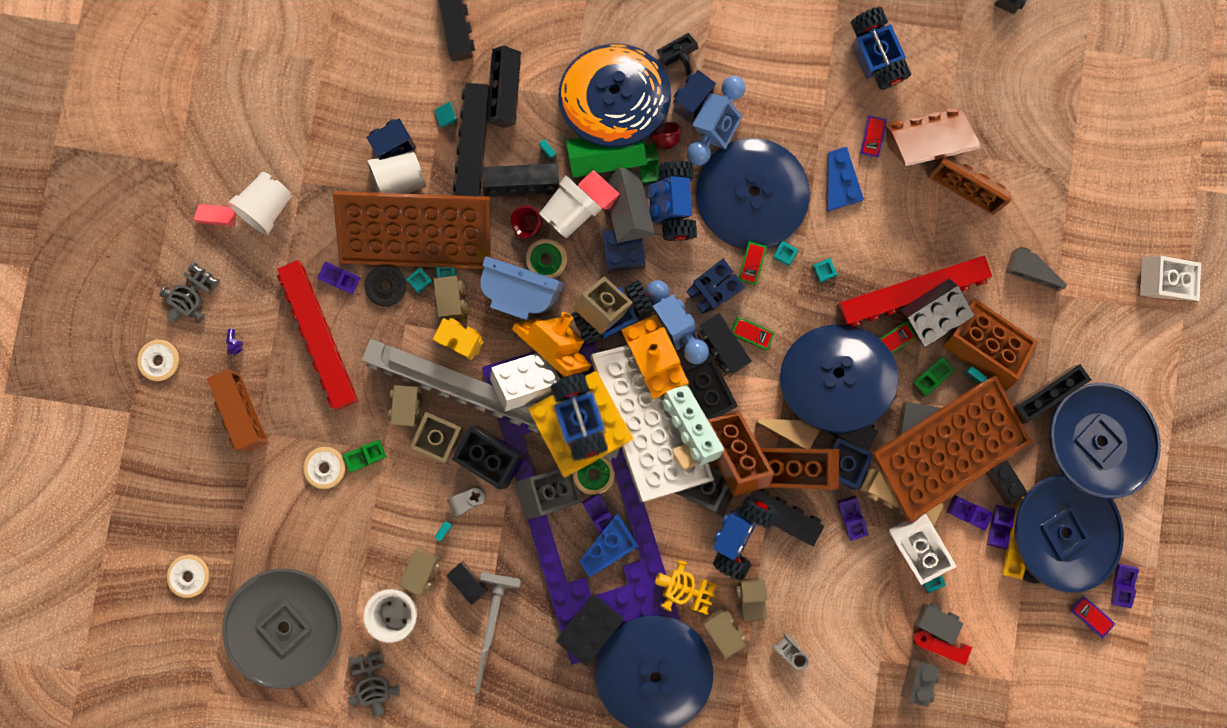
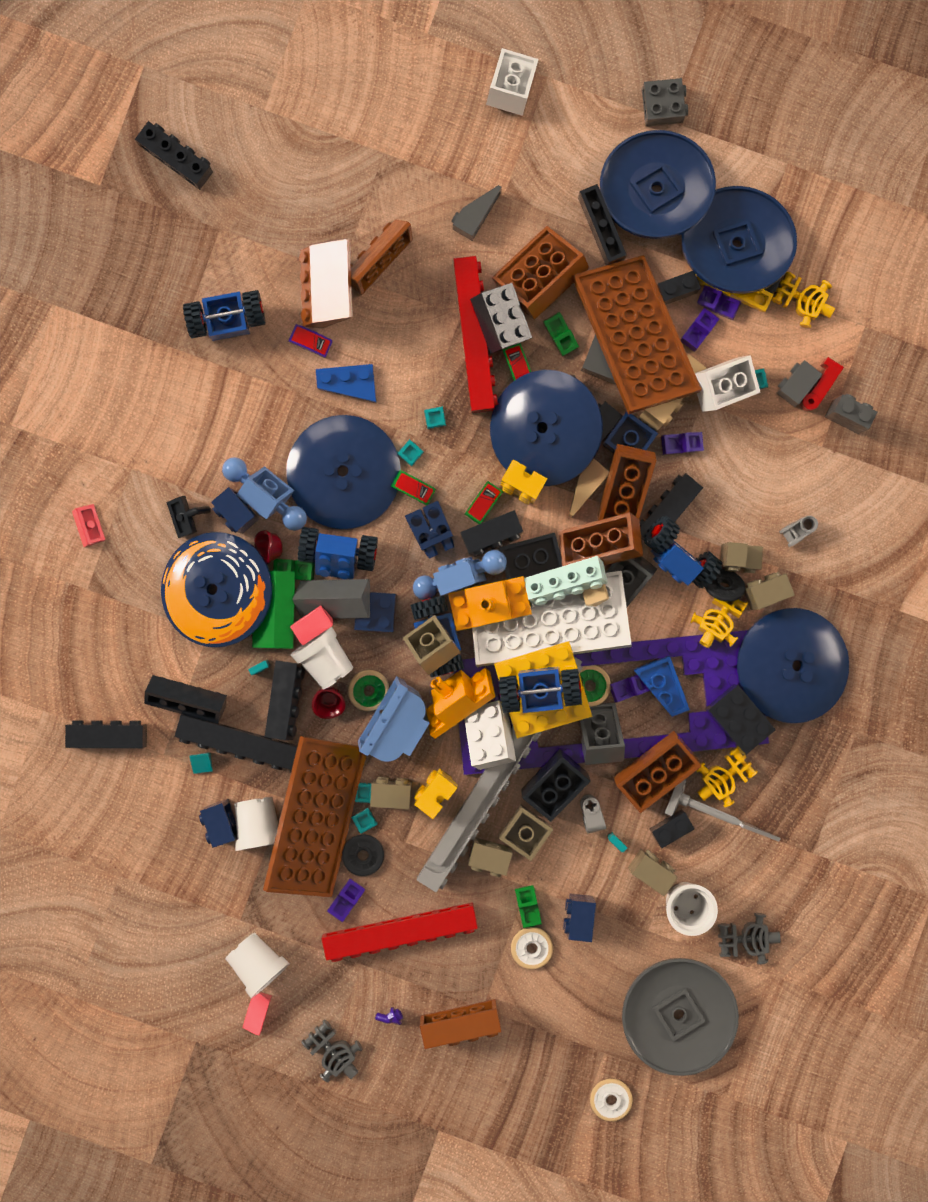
camera: 80 degrees left, 5 degrees up
(146, 360) = (392, 1106): wheel -> none
(366, 507) = (580, 917): none -> dark blue brick
(514, 614) = (710, 788): none -> yellow piece
(521, 556) = (657, 771): none -> dark orange brick
(714, 597) = (728, 594): none -> black wheel
(778, 367) = (522, 483): none -> yellow piece
(974, 375) = (568, 294): teal tile -> none
(1020, 631) = (821, 307): none -> yellow piece
(1093, 617) = (821, 235): slope -> none
(1123, 586) = (797, 198): dark purple slope -> none
(1188, 432) = (664, 102): none -> dark grey brick

